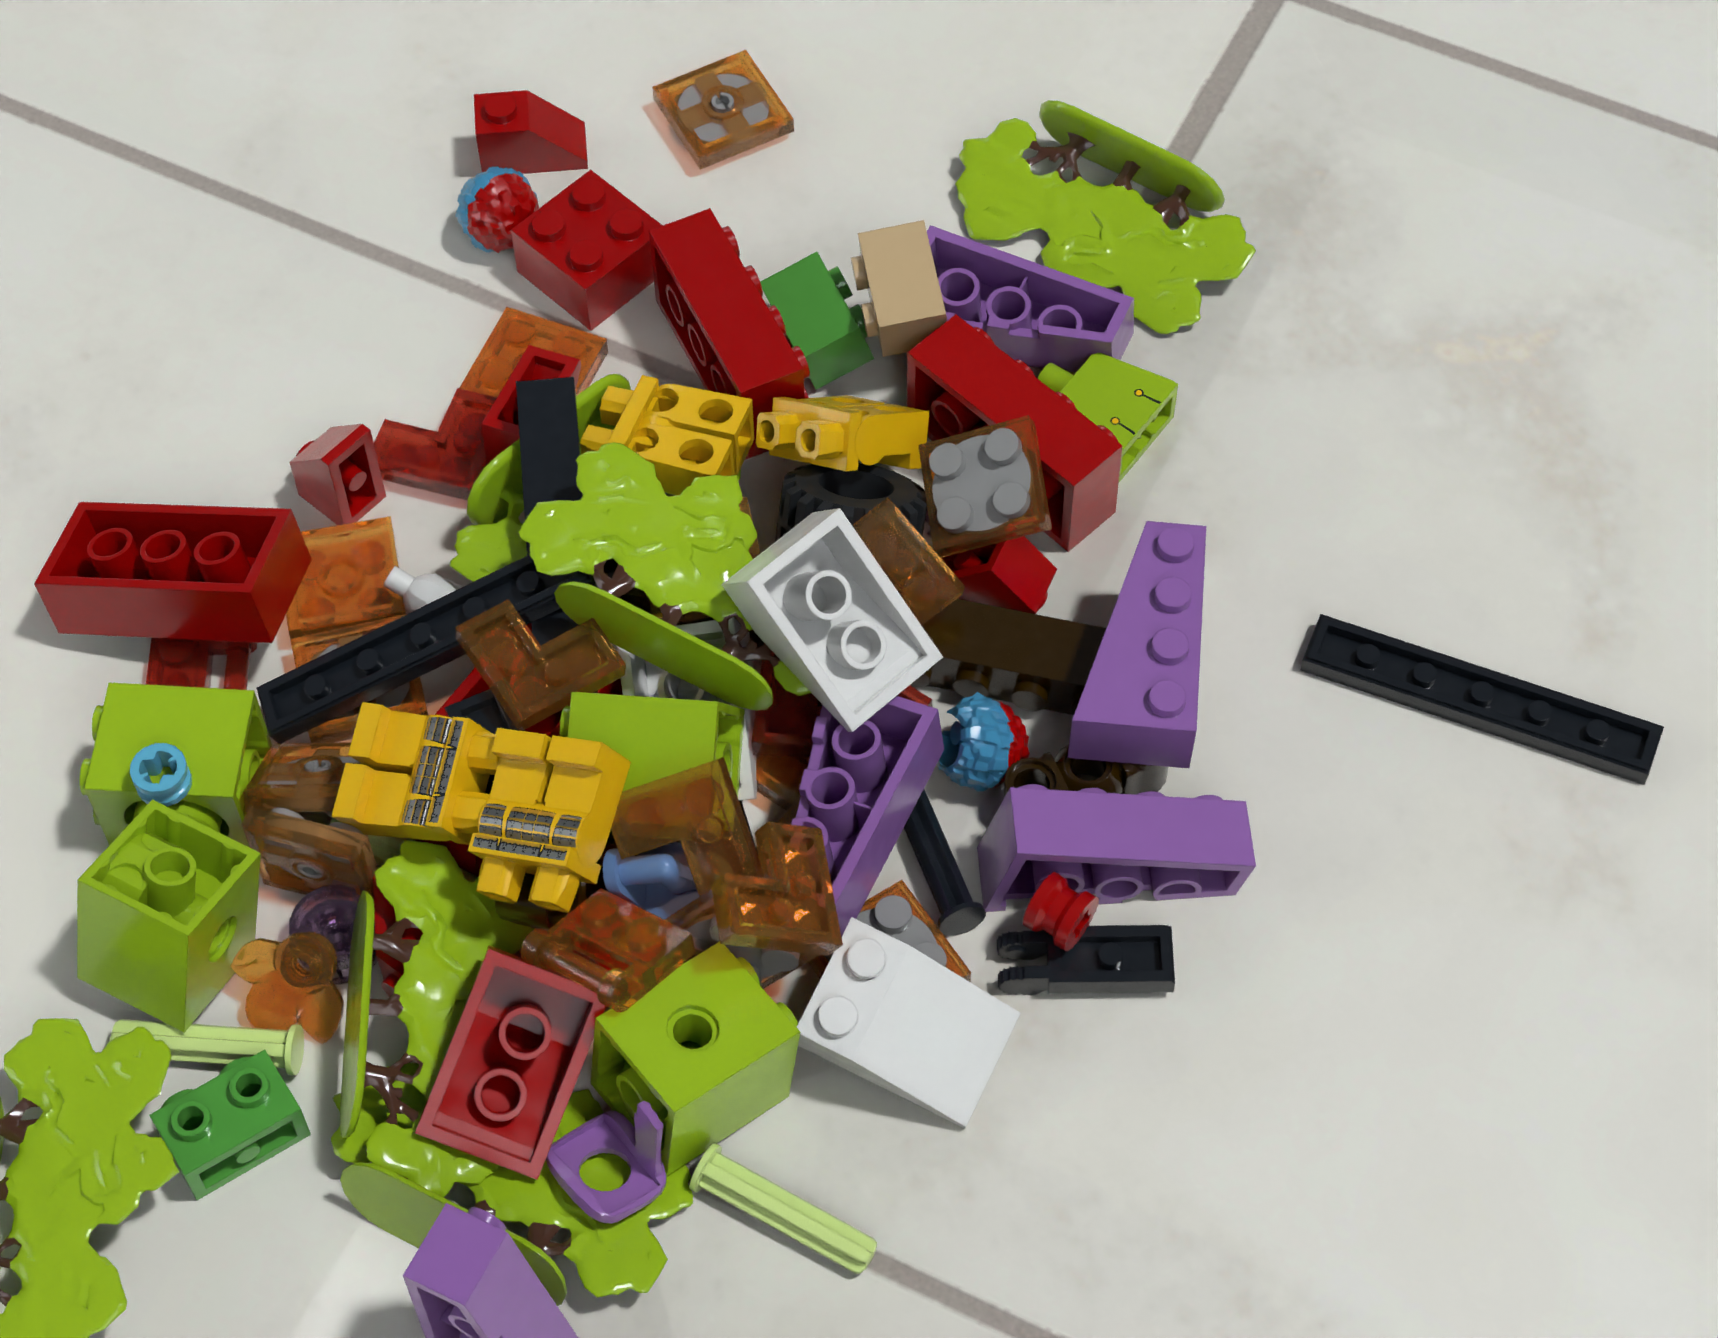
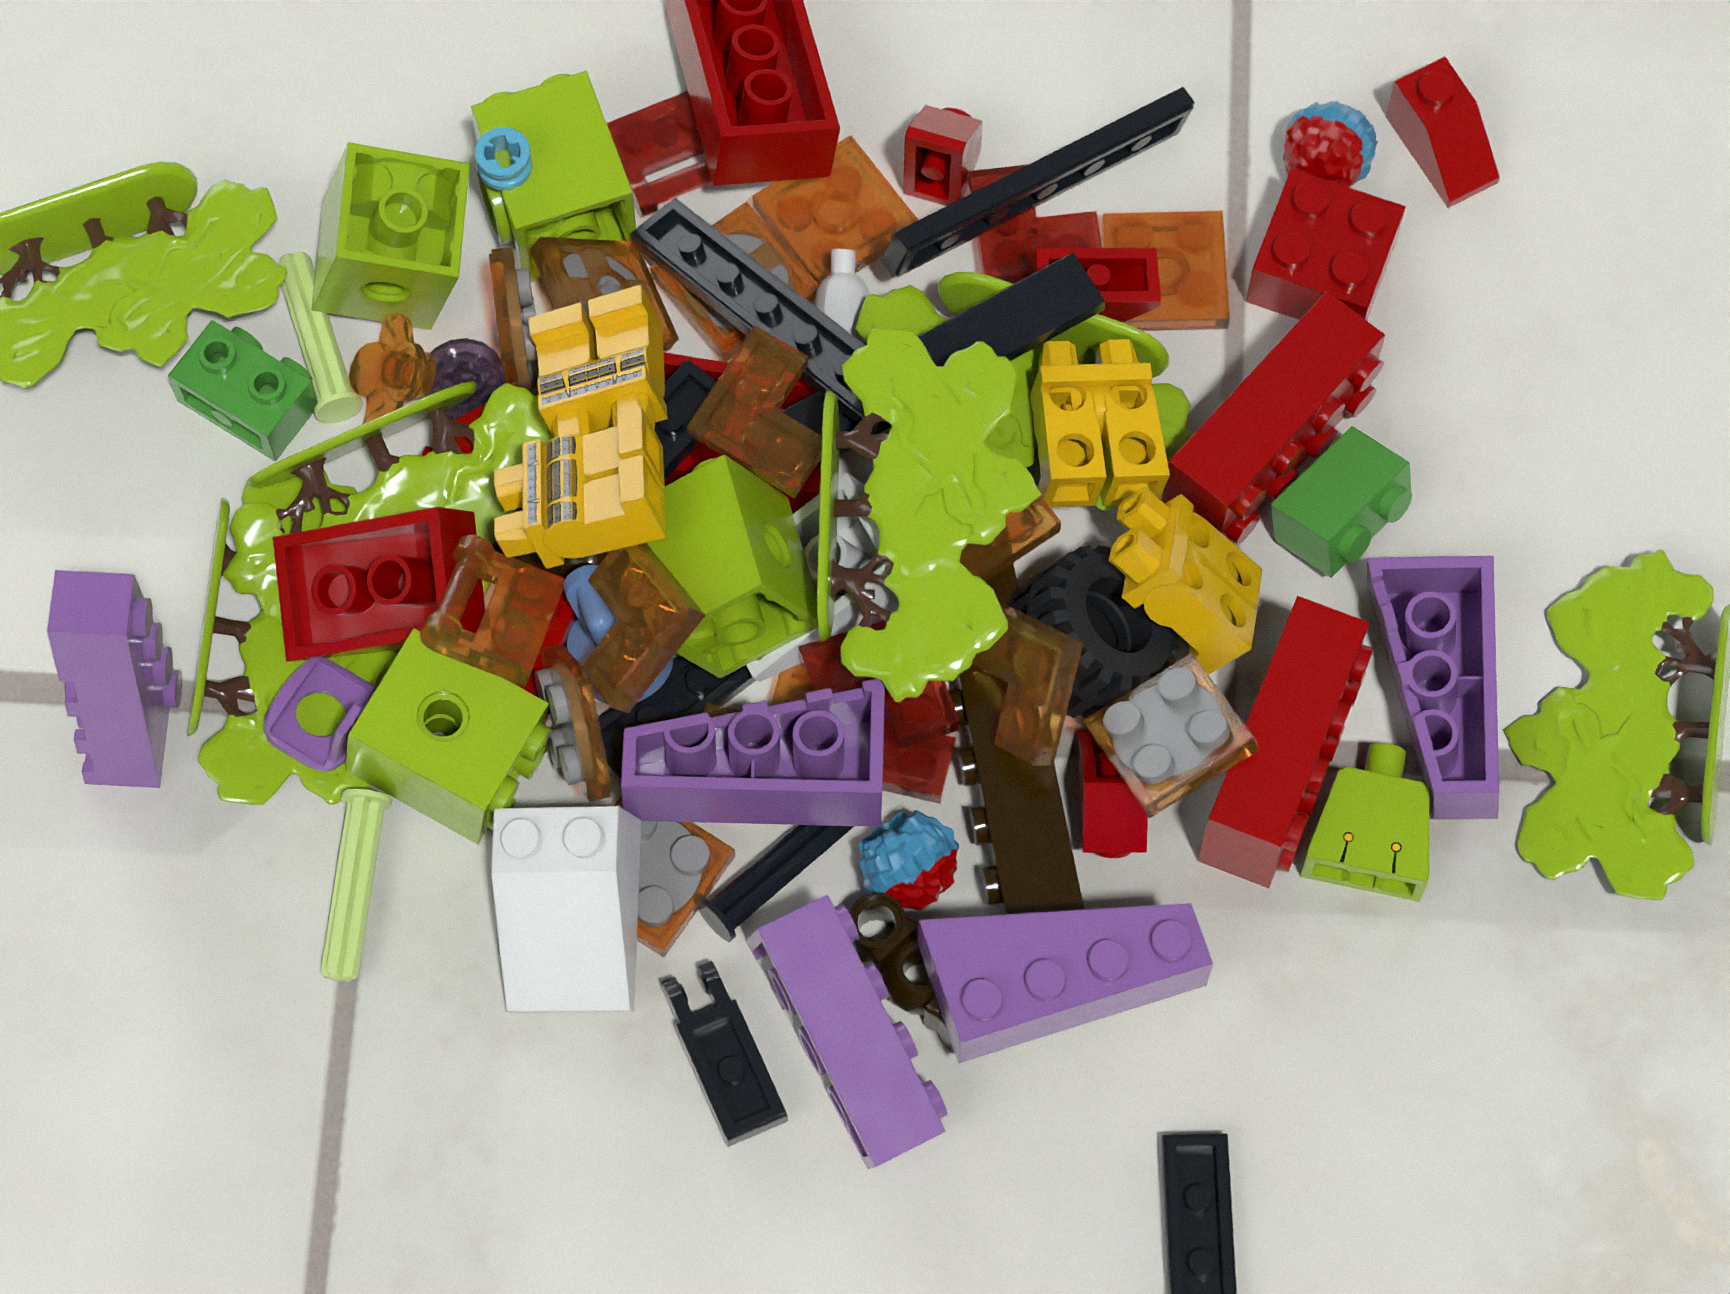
camera: 65 degrees right, 10 degrees up
(416, 411) = (1037, 183): none -> black tile
(723, 109) = (1581, 299): clear orange piece -> none
(792, 901) = (593, 748): clear orange plate -> none
(833, 617) = (917, 650): white slope -> none
(901, 286) = (1386, 557): tan brick -> none
(1060, 911) = (739, 1000): red wheel -> none

